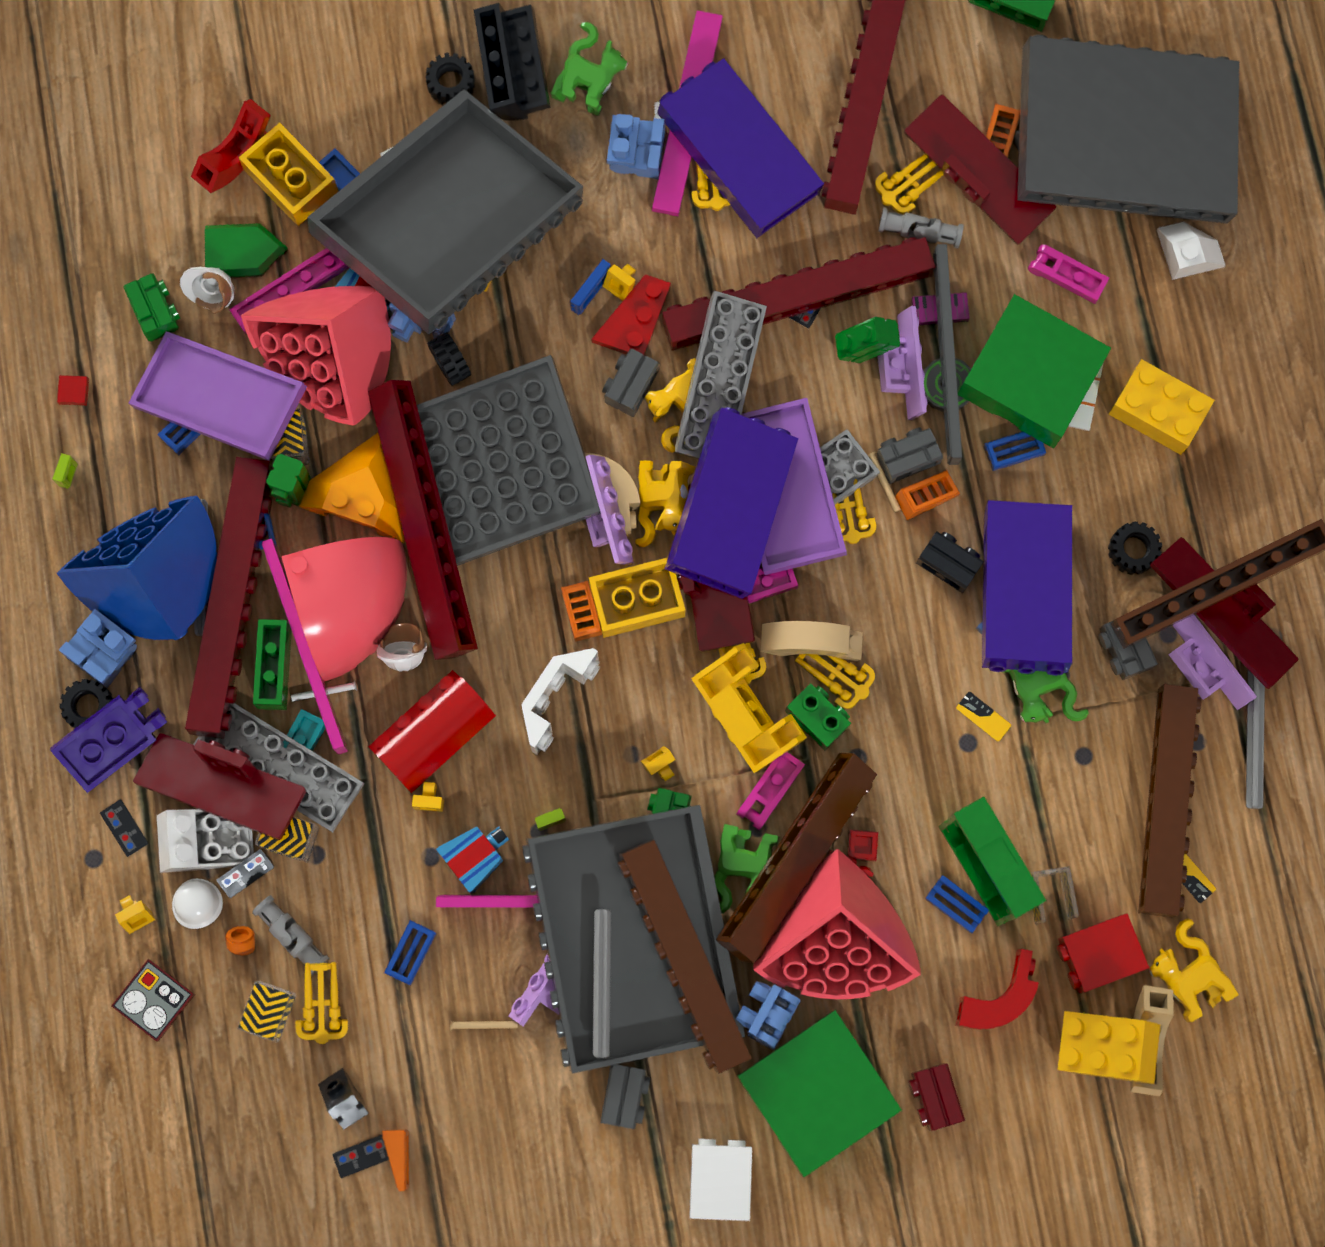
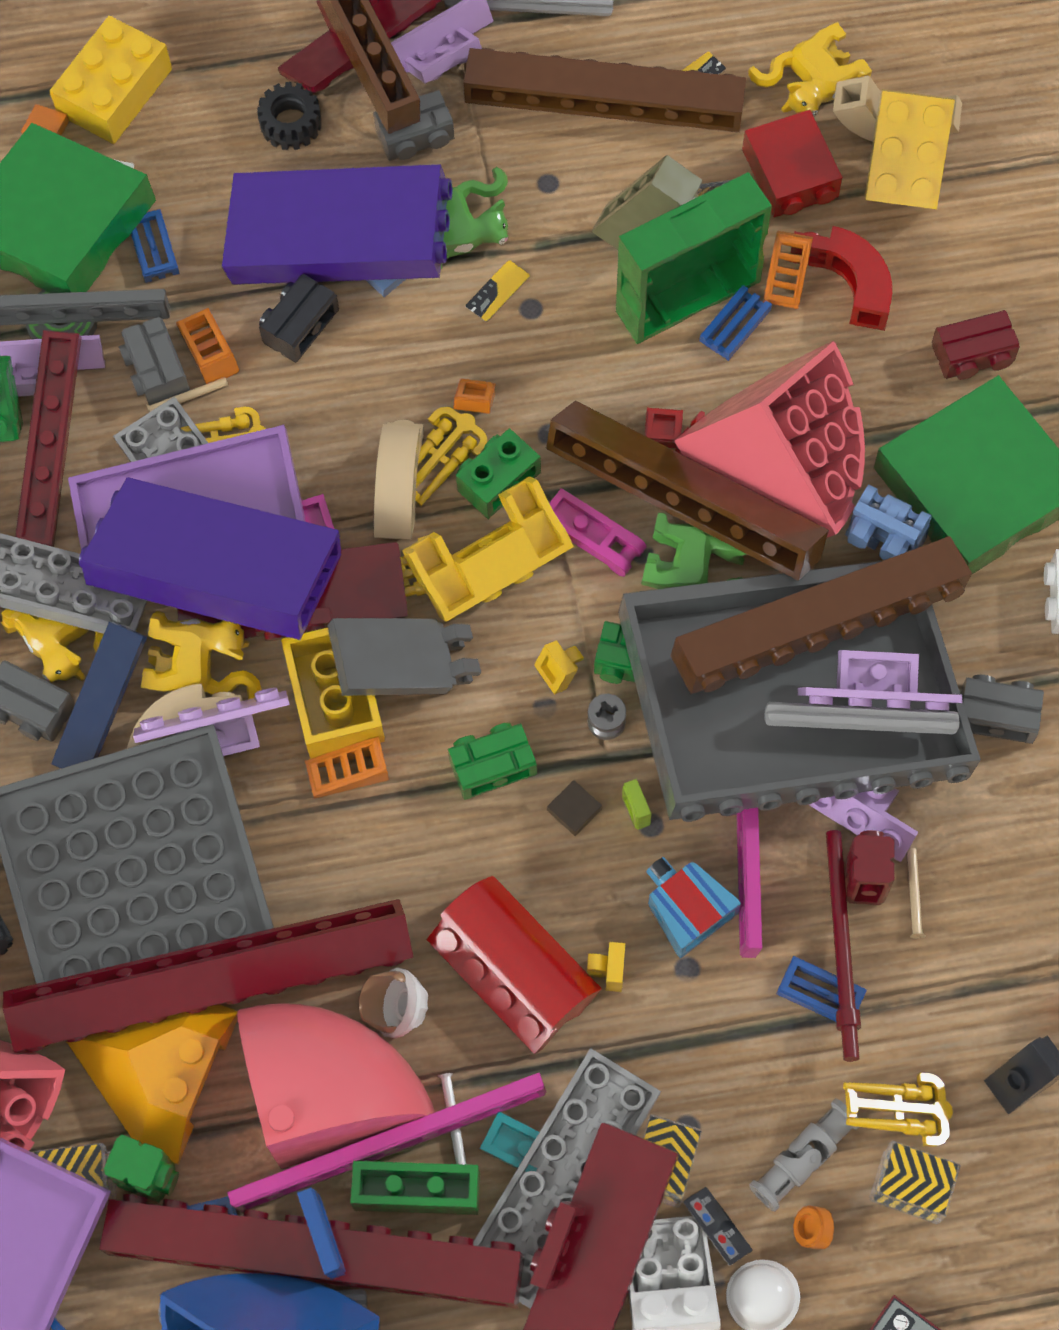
camera: 85 degrees left, 10 degrees down
(233, 599) = (321, 1233): none -> blue tile
(385, 968) = (847, 1016): none -> dark red bar
(494, 987) = (870, 868): none -> dark red brick
(550, 775) = (574, 807): none -> dark brown tile
(578, 665) = (515, 818): white slope -> none
(584, 714) = (492, 760): none -> green brick
(621, 803) = (607, 725): none -> flat silver wheel
(628, 431) = (100, 696): none -> dark blue tile
(631, 996) = (878, 677): none -> lavender bracket
(659, 642) = (399, 656): none -> dark grey tile
(839, 381) = (48, 437): none -> dark red tile
(885, 698) = (474, 396): none -> orange tile
(1018, 949) = (792, 240): none -> orange slope
(1038, 827) = (648, 197): none -> olive brick
(1120, 360) = (48, 119): none -> orange tile

